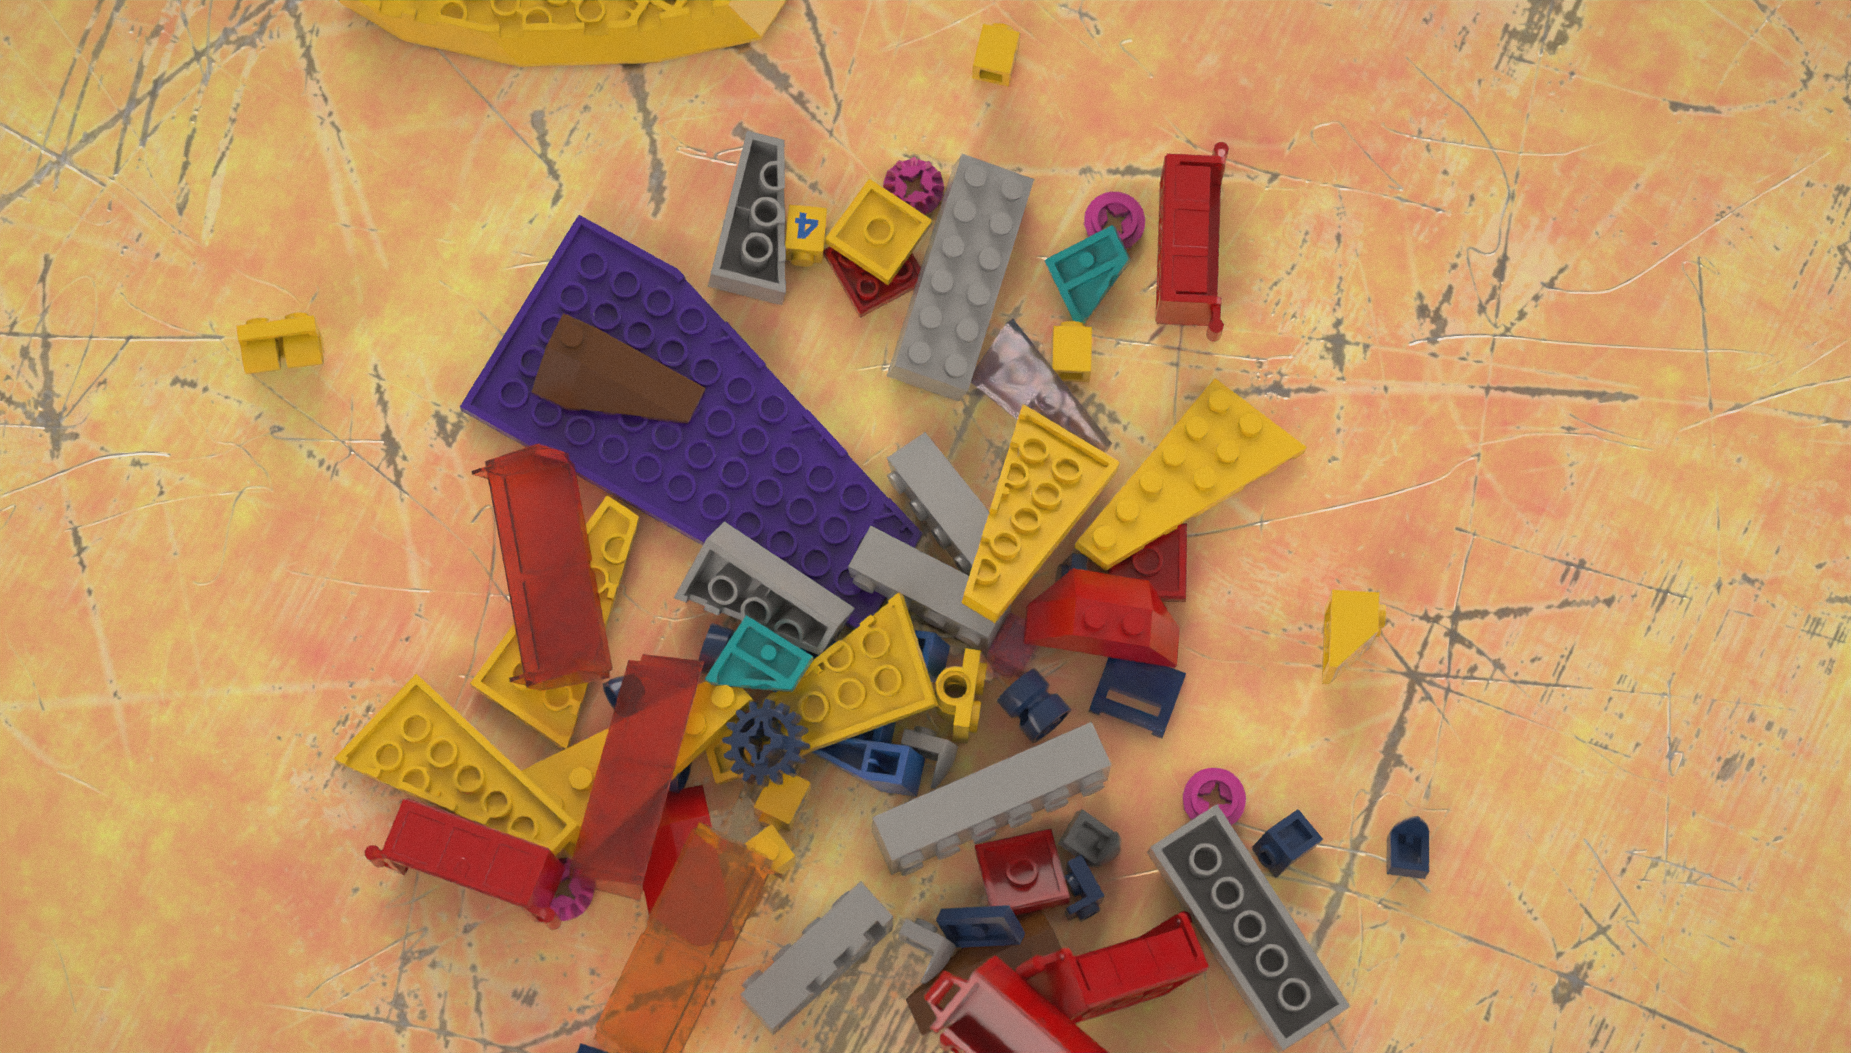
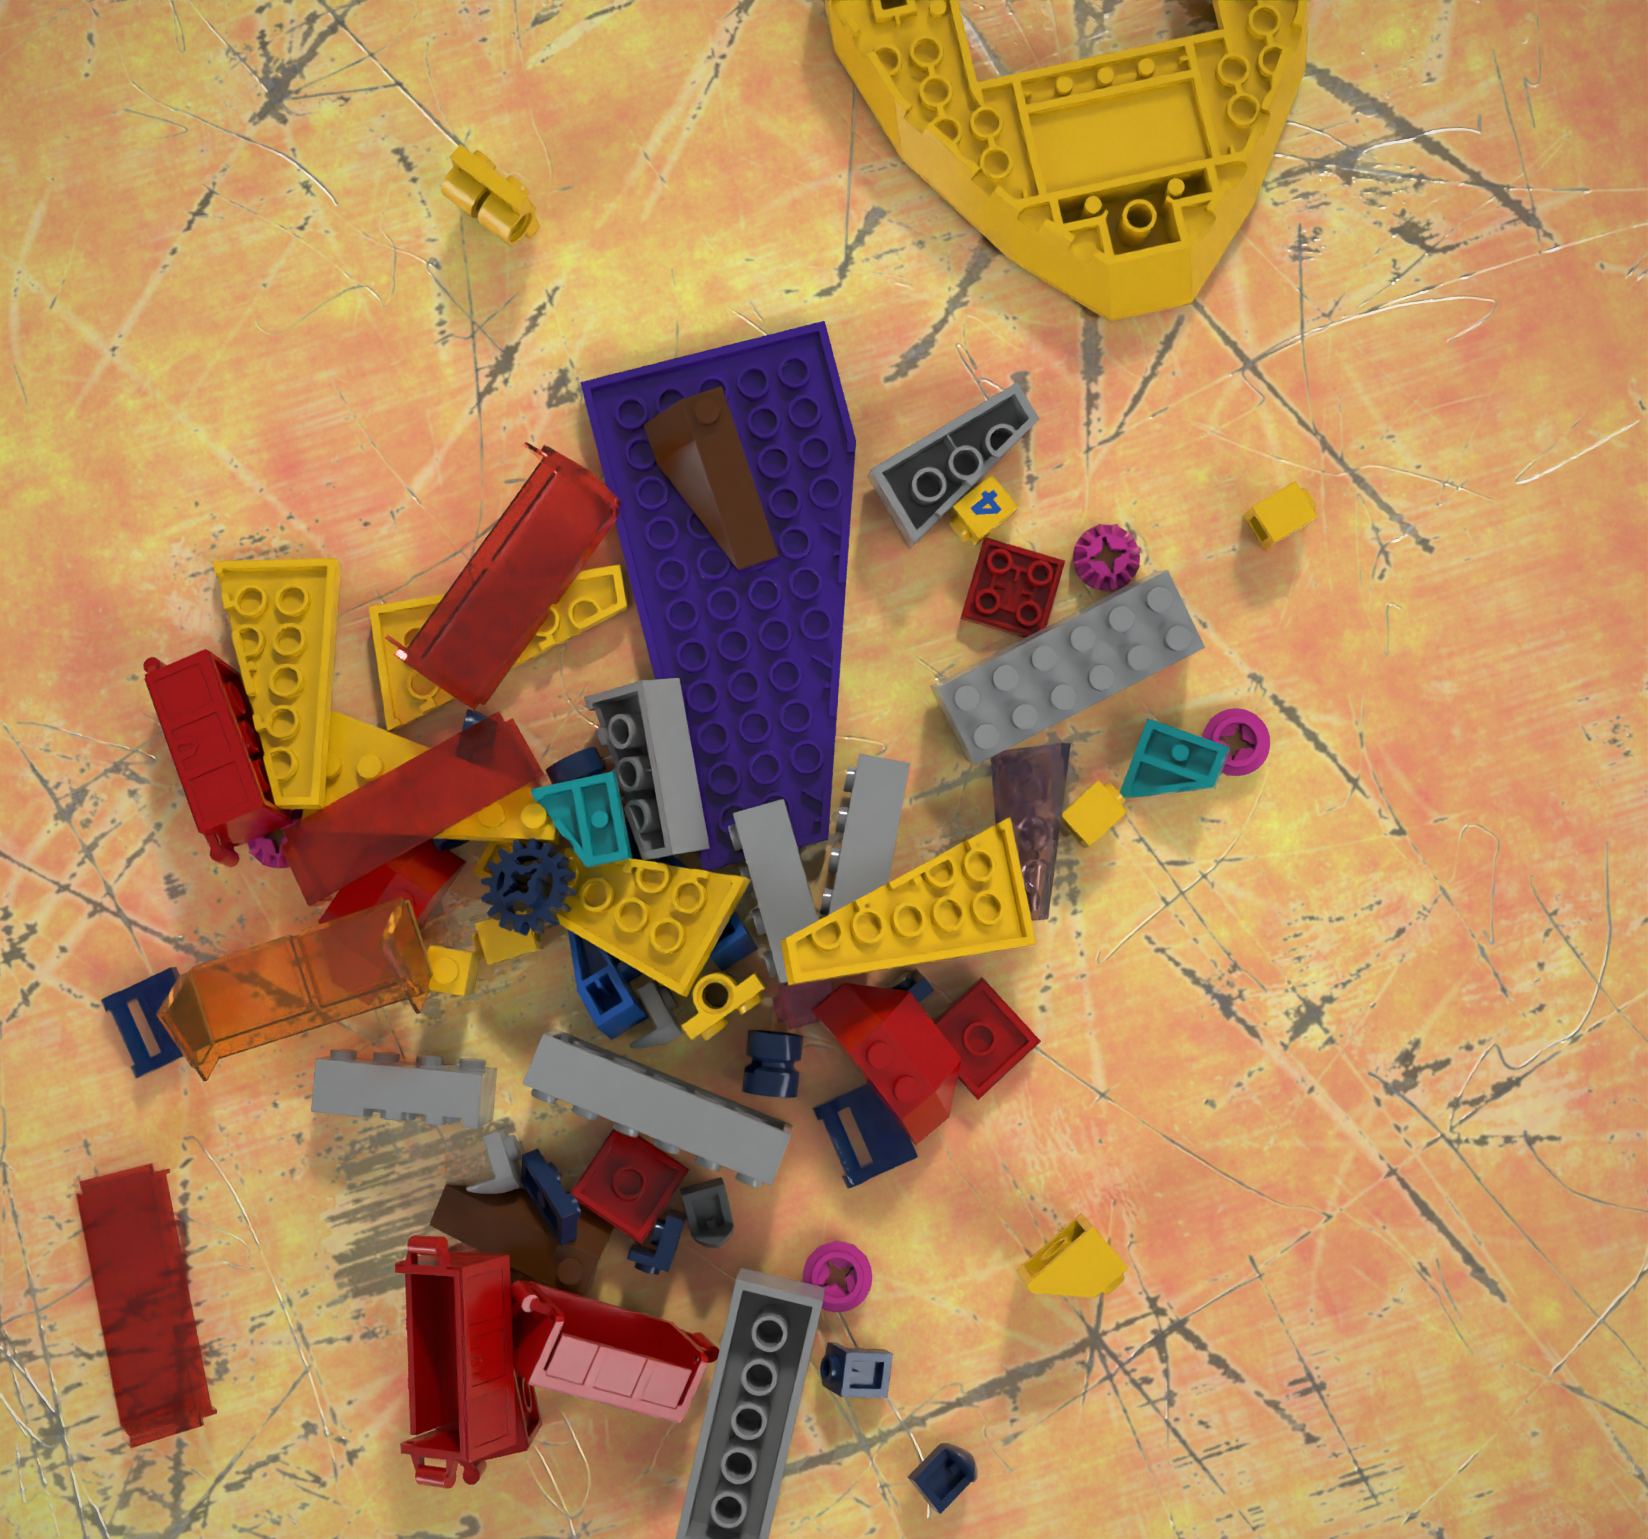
camera: 50 degrees right, 10 degrees up
(878, 231) = (1039, 566): yellow plate -> none
(1190, 240) = (1278, 819): red container -> none
(1197, 465) = (1102, 1004): yellow wing -> none

